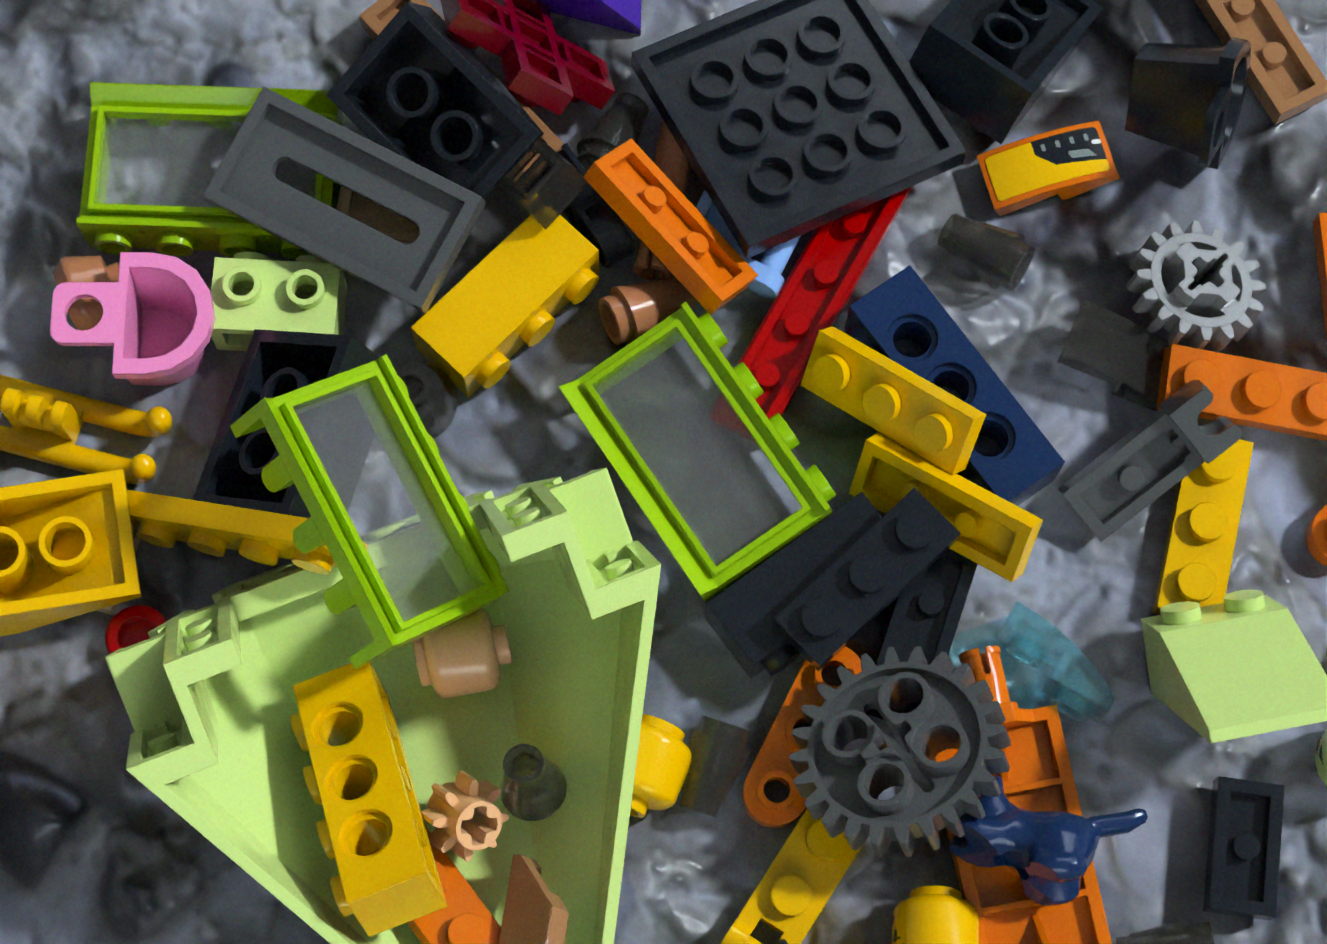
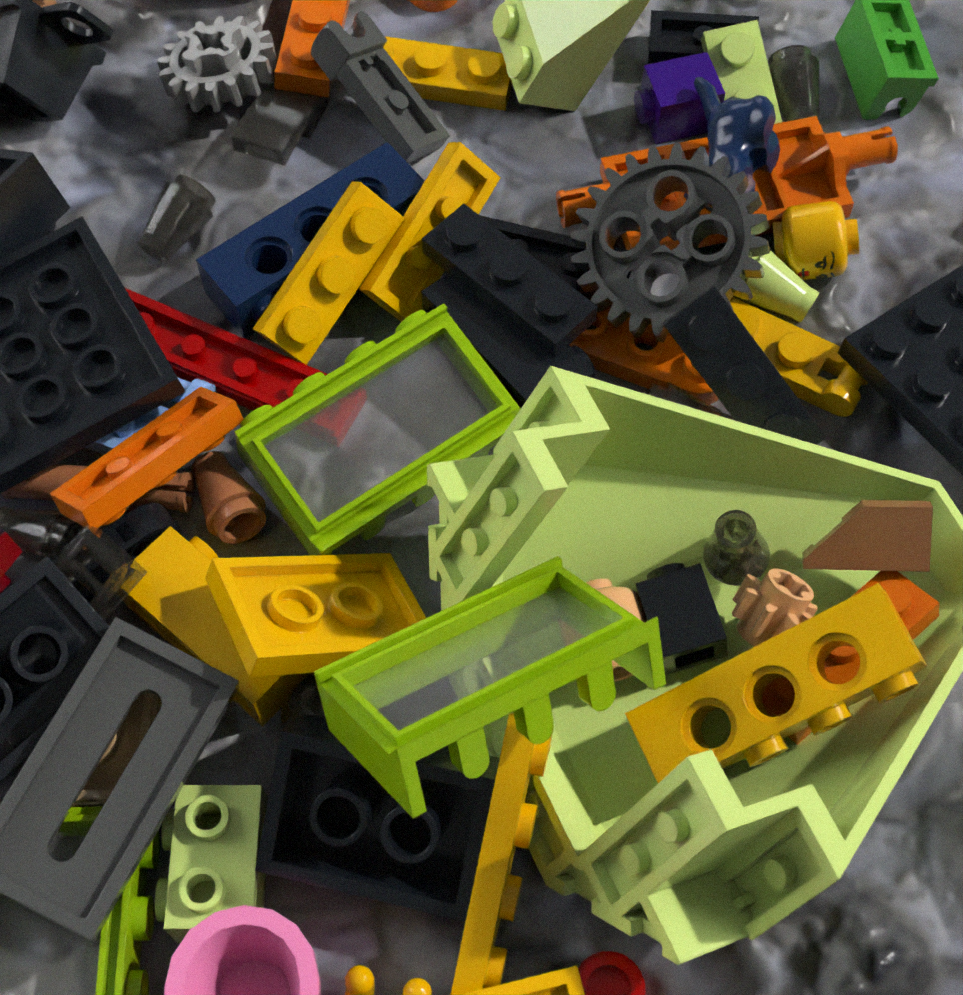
camera: 90 degrees left, 10 degrees down
(467, 725) = (686, 616): none -> black brick
(492, 385) = (309, 608): none -> yellow plate
(736, 820) = (739, 368): none -> black plate
(880, 886) = (780, 289): none -> yellowish green cone
(1047, 165) = (95, 176): slope -> none
(1073, 681) = (563, 157): clear light blue slope -> none
(1158, 790) = (670, 100): none -> dark purple brick
(1171, 882) = (741, 62): none -> yellowish green plate

